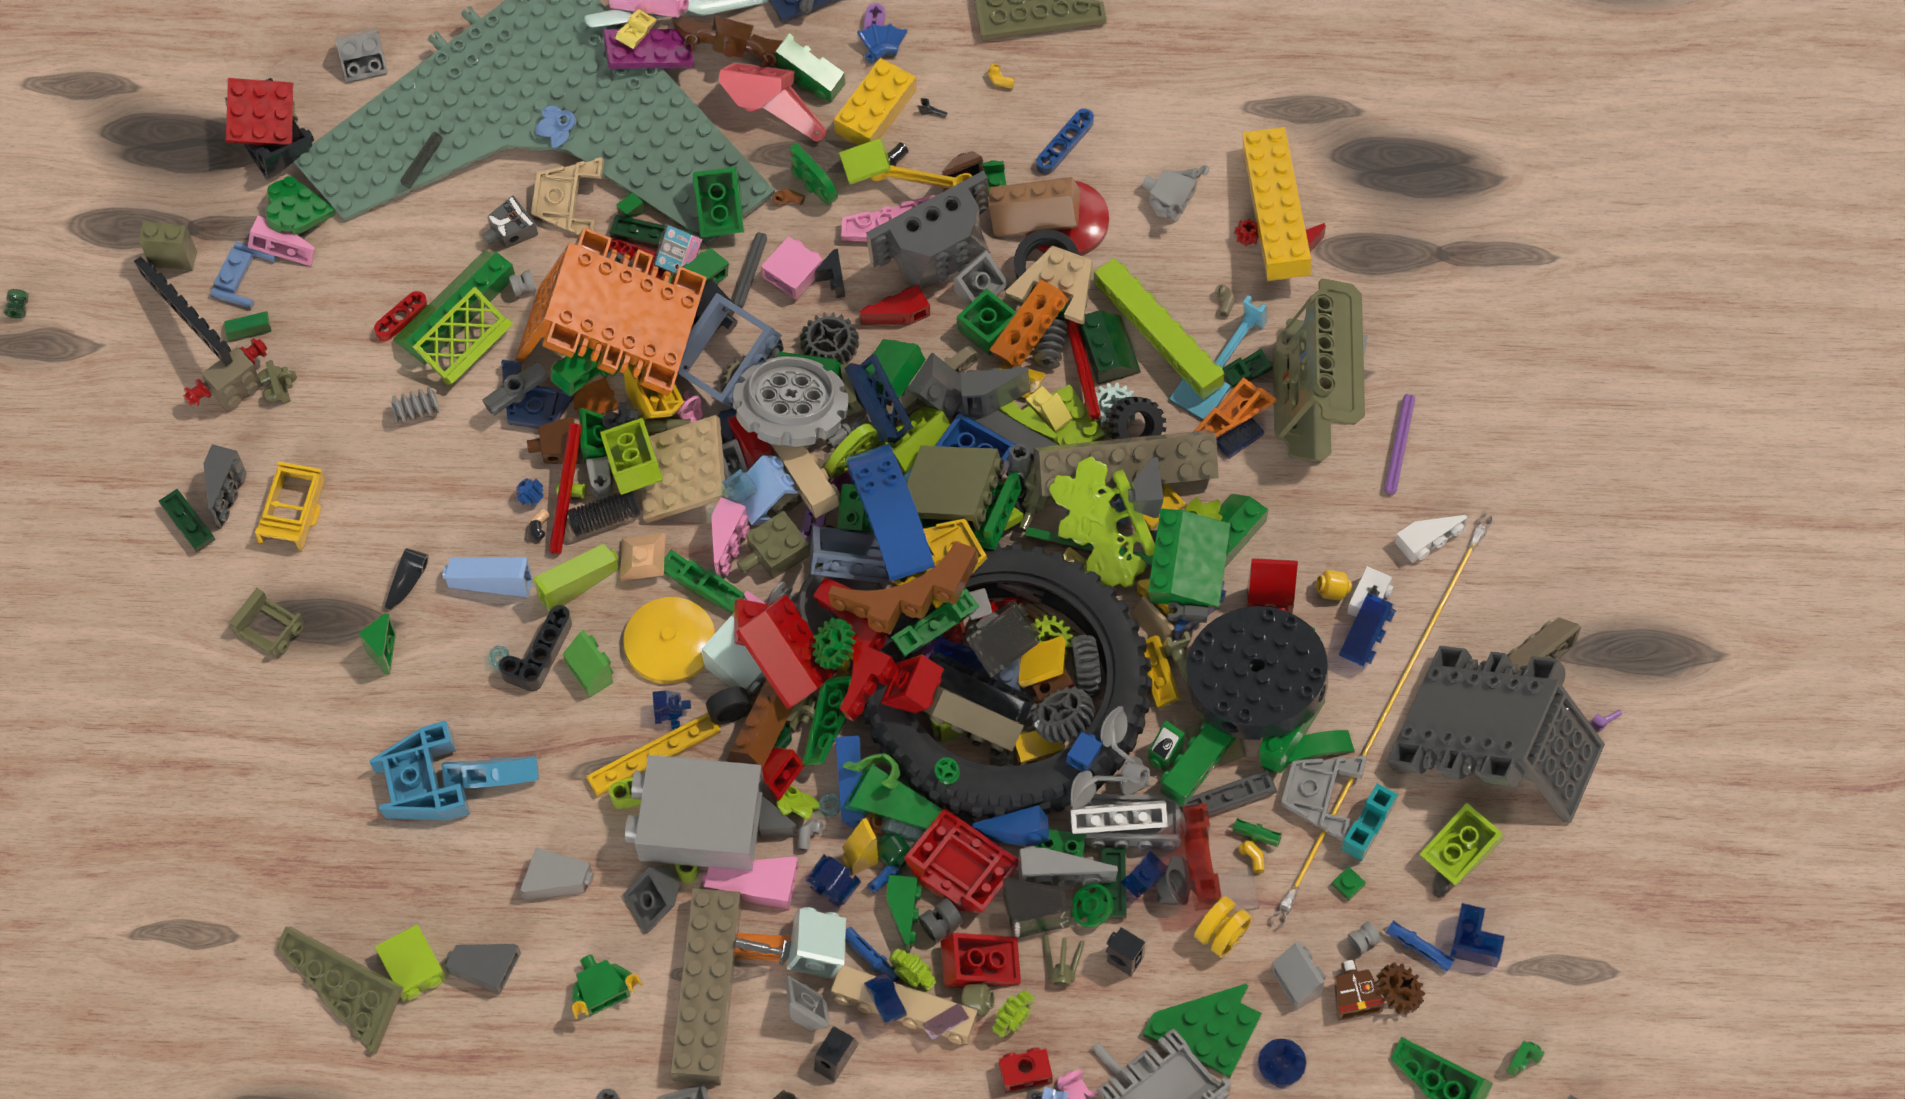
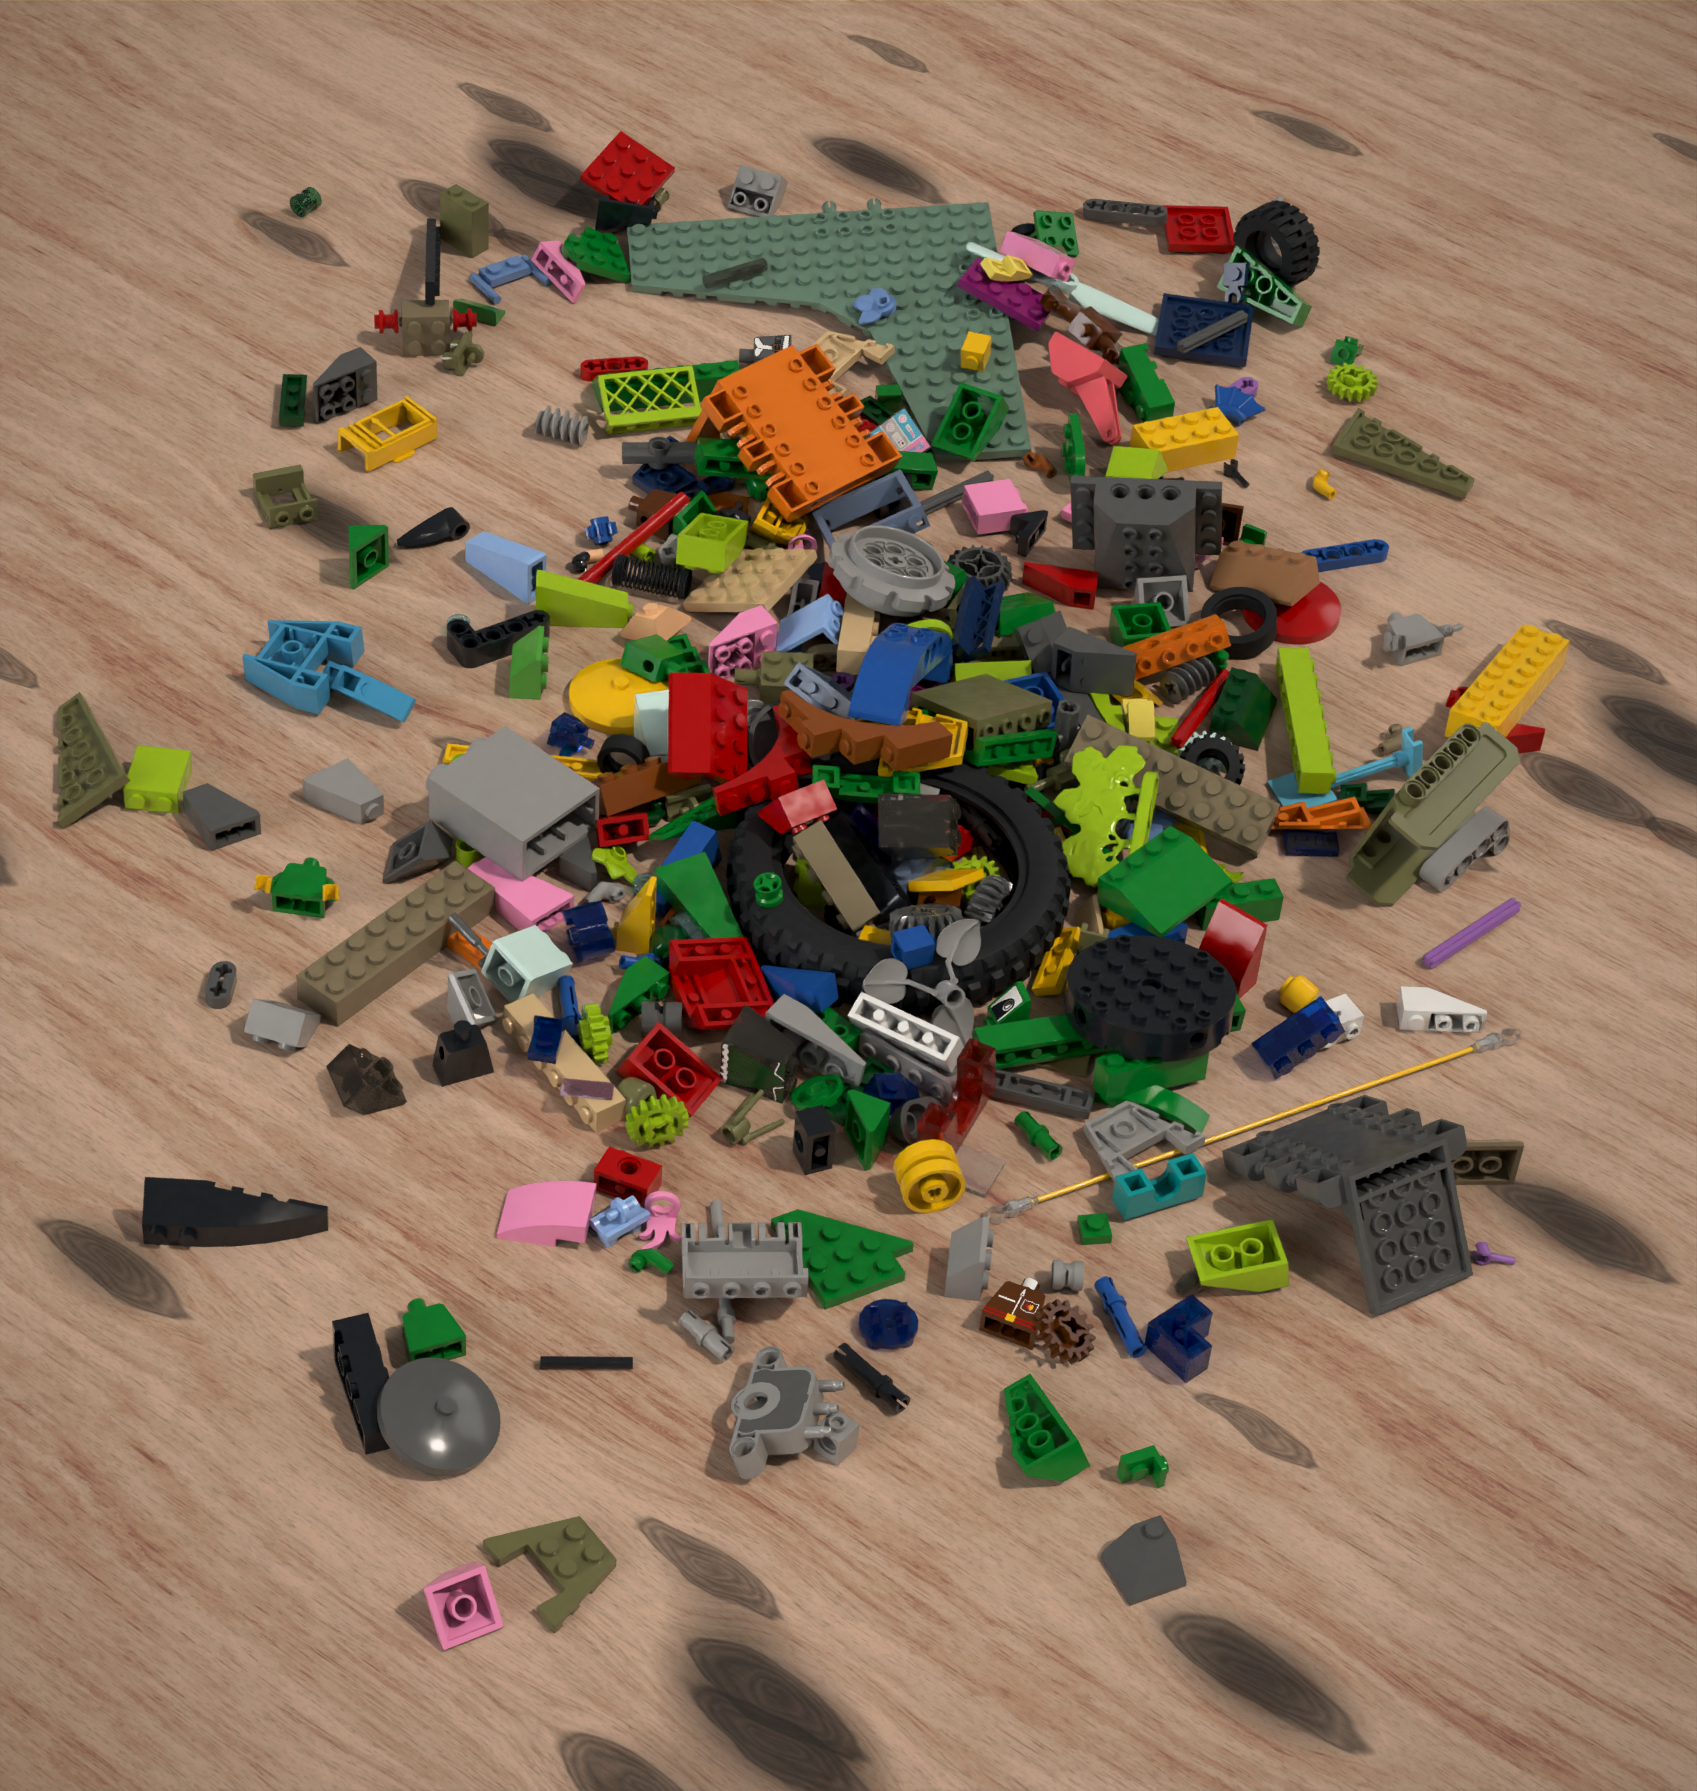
camera: 30 degrees right, 20 degrees down
(670, 125) = (976, 351): none -> yellow brick
(675, 595) = (652, 658): none -> green torso
(739, 486) = (786, 606): clear light blue brick -> none
(833, 643) = (754, 741): green gear -> none
(875, 760) = (721, 866): bright green helmet -> none
(1063, 270) = (1247, 631): tan wing -> none
(1147, 490) = (1166, 796): dark grey slope -> none
(1150, 914) = (866, 1126): none -> green slope
(1188, 613) = (1124, 924): dark grey bar -> none
(1254, 852) = (1020, 1149): yellow arm -> none

